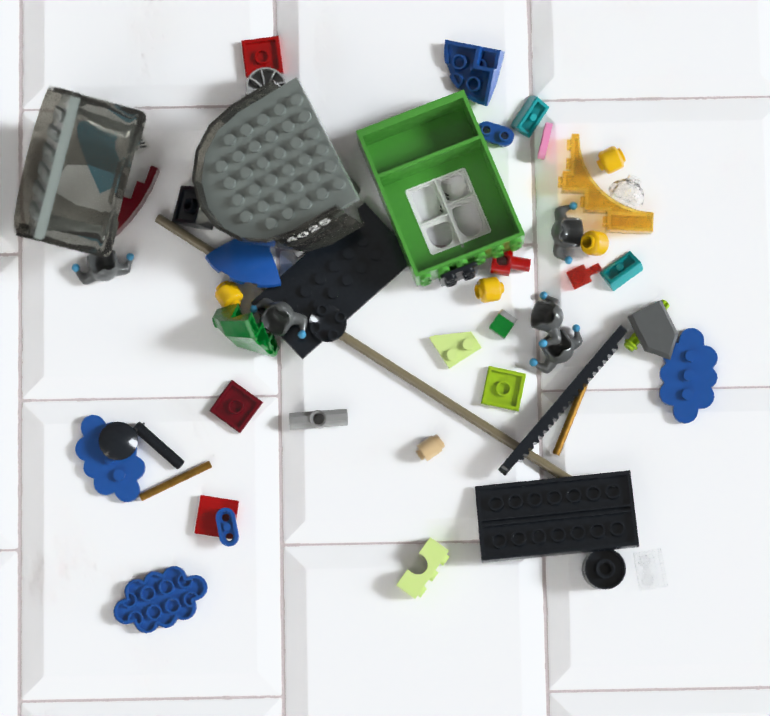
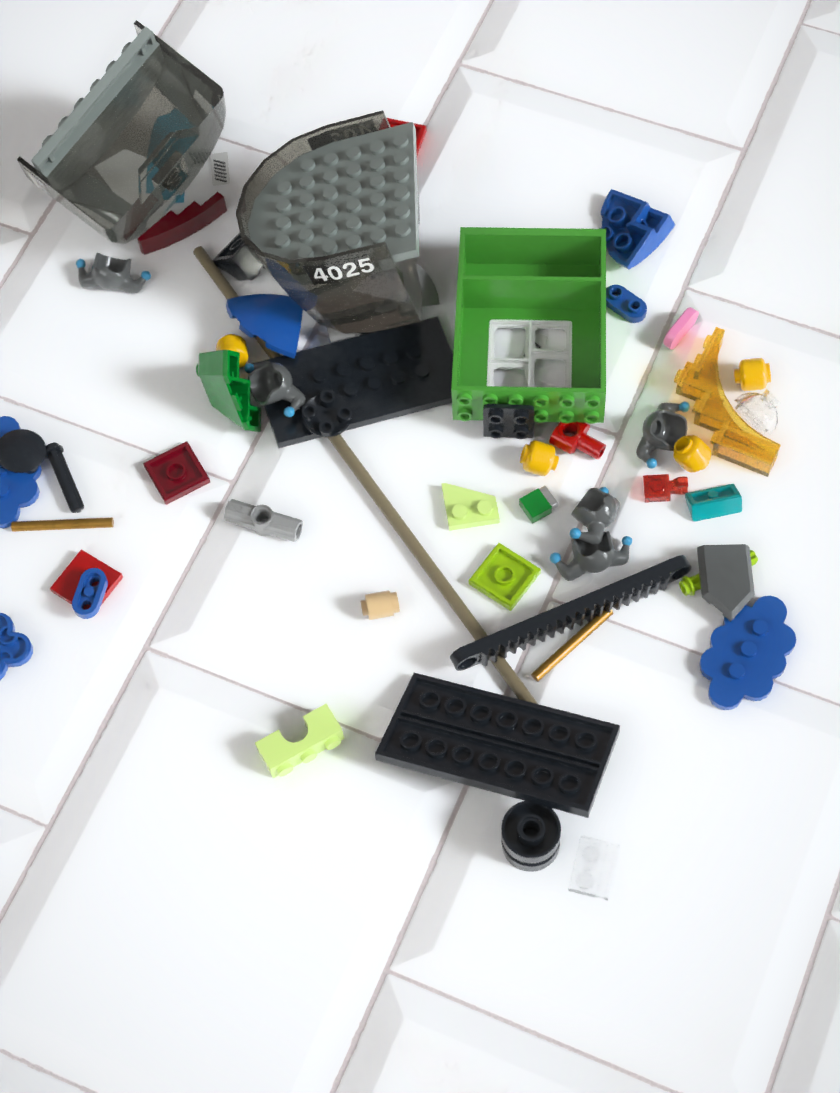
camera: 30 degrees right, 20 degrees down
(529, 116) = (675, 300): teal slope -> none

